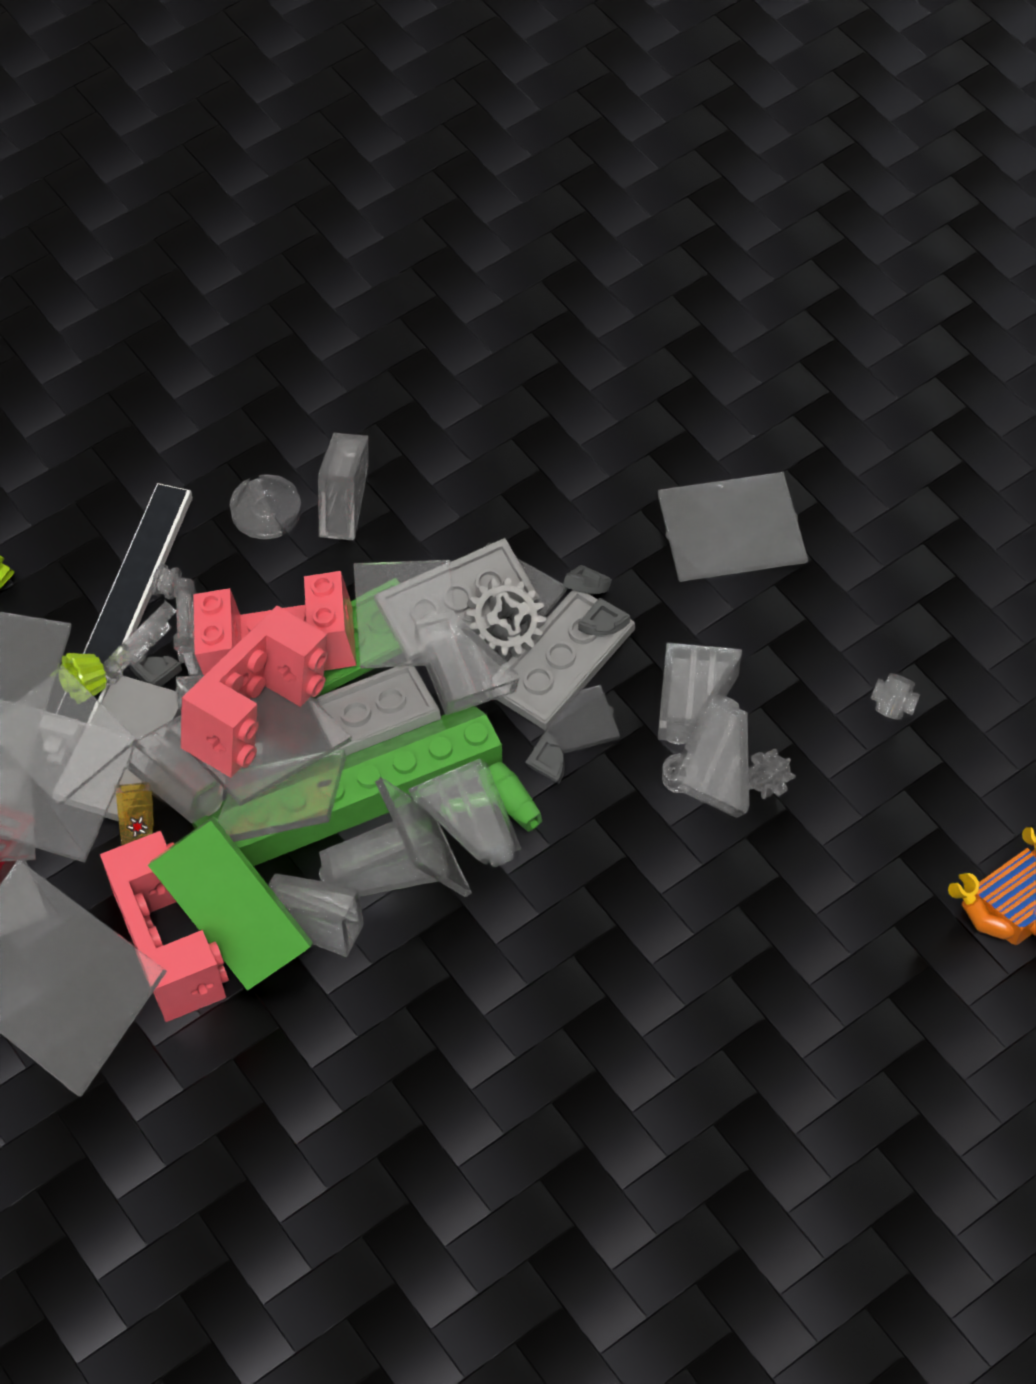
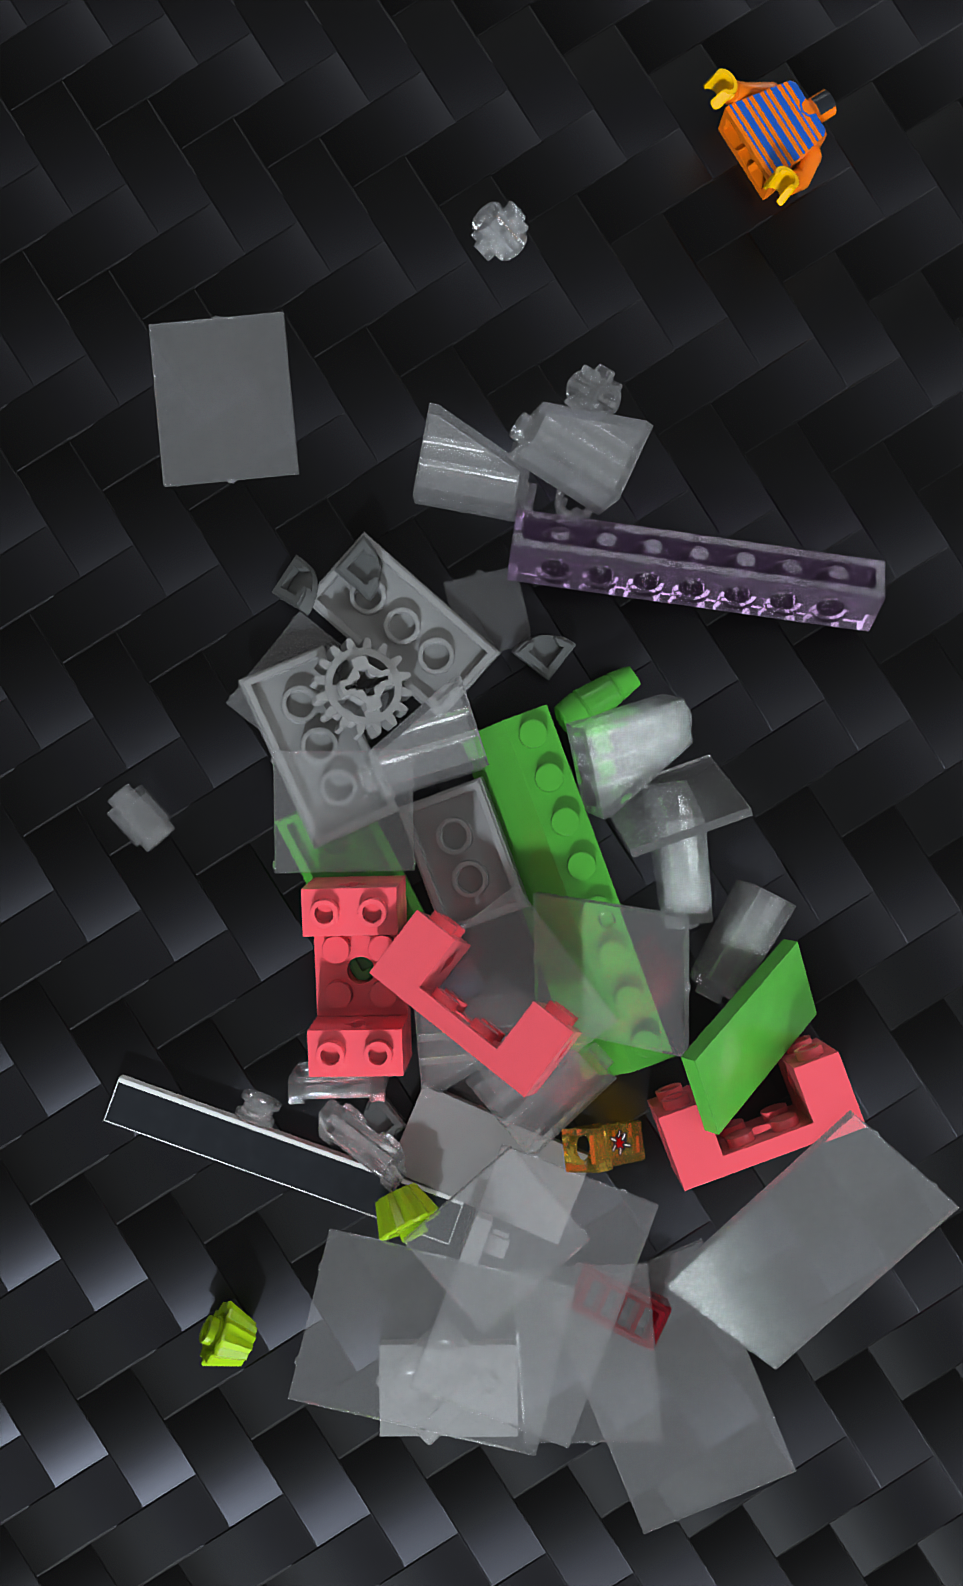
camera: 90 degrees left, 30 degrees up
(265, 507) = (160, 983): clear tile -> none
(342, 485) = (129, 882): clear slope -> none
(394, 489) = (140, 816): none -> clear brick
(626, 859) = (696, 570): none -> clear purple brick

